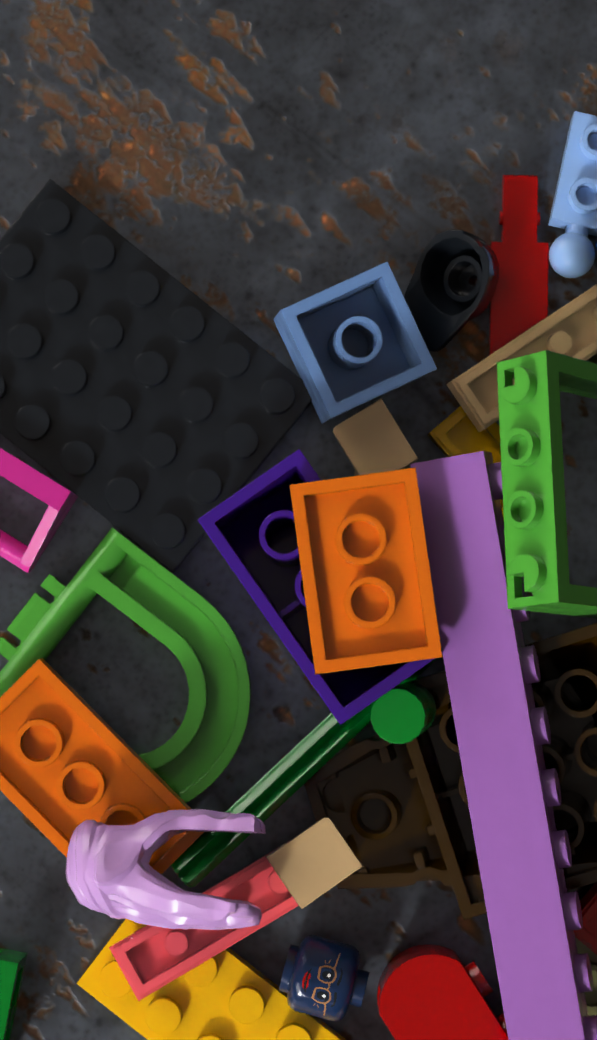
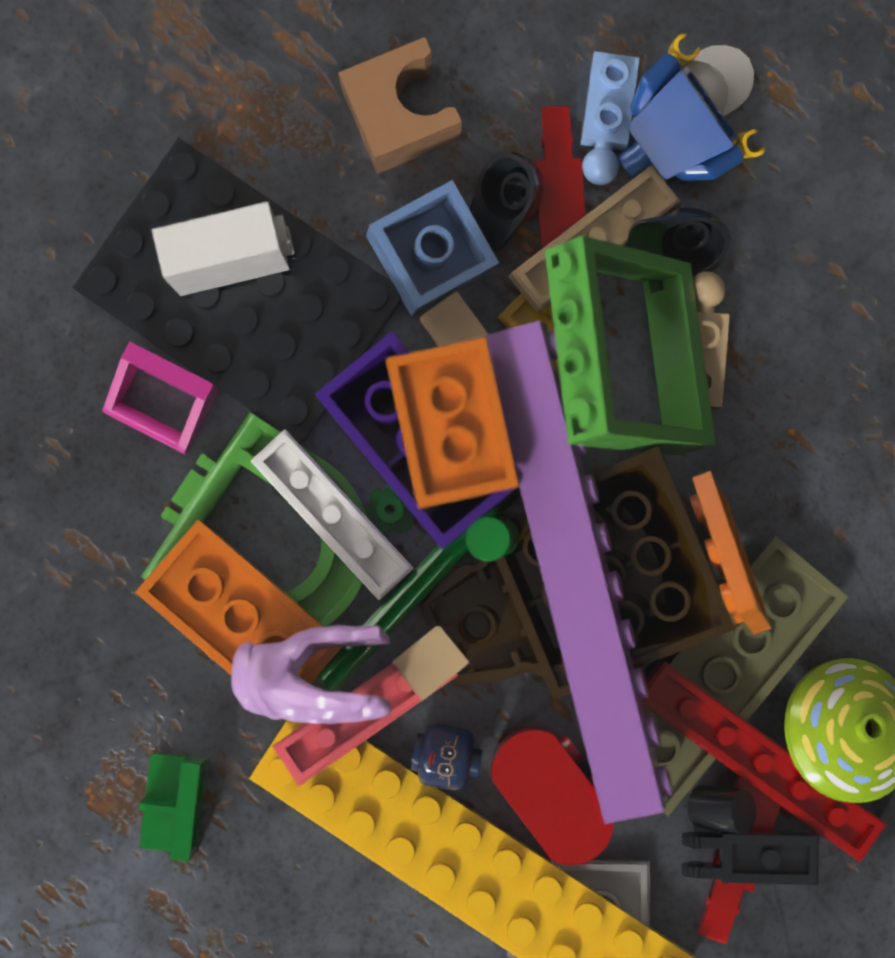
camera: 10 degrees left, 0 degrees up
(96, 326) = (223, 248): none -> white brick
(205, 664) = (332, 514): none -> white tile
(260, 666) = (400, 520): none -> green plant
(307, 183) = (386, 127): none -> medium nougat piece

